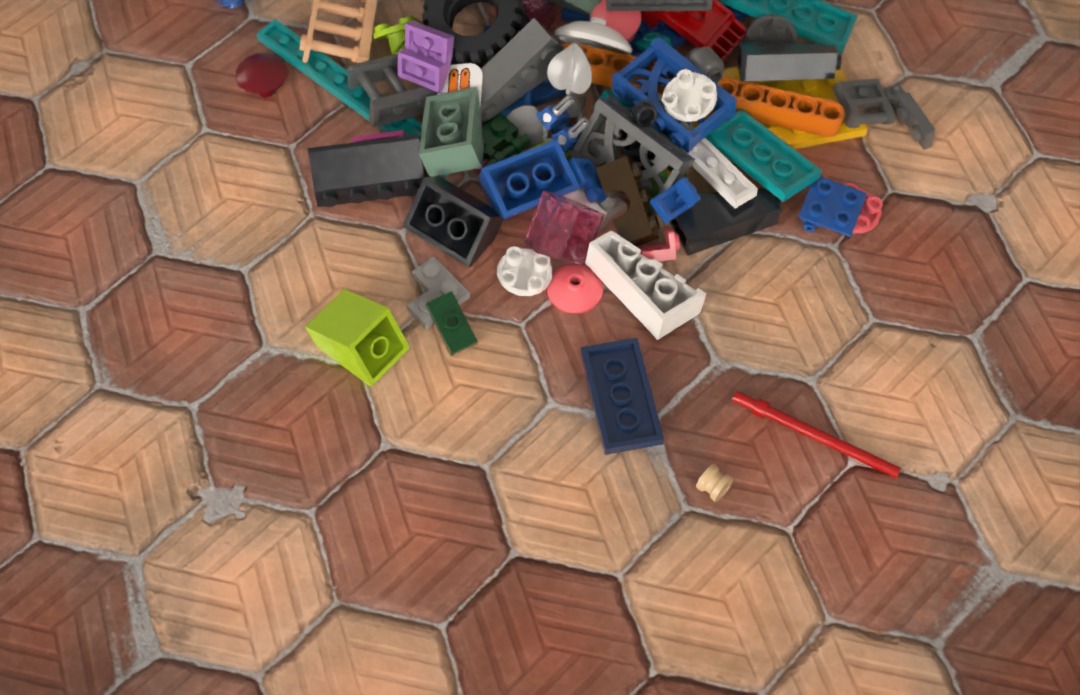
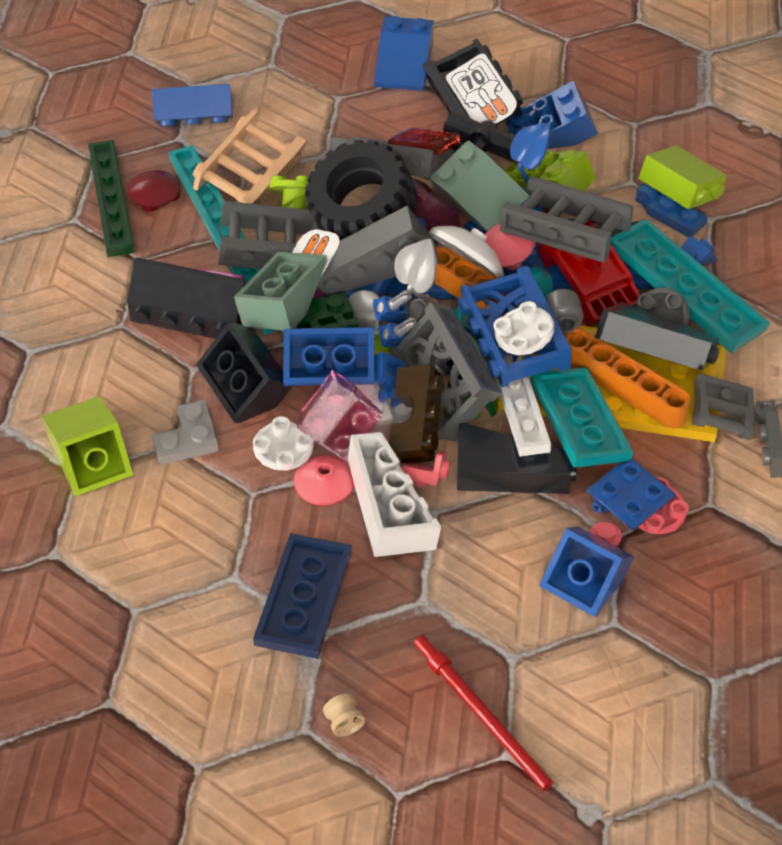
camera: 25 degrees right, 10 degrees down
(227, 96) = (111, 199): none -> dark green tile
(425, 56) = (296, 213): medium lavender slope -> none
(451, 323) = (181, 465): dark green plate -> none
(648, 117) = (463, 335): black plate -> none
(675, 200) = (460, 426): blue bracket -> none
(828, 249) = (607, 532): none -> coral plate
(832, 285) = (585, 570): none -> blue slope

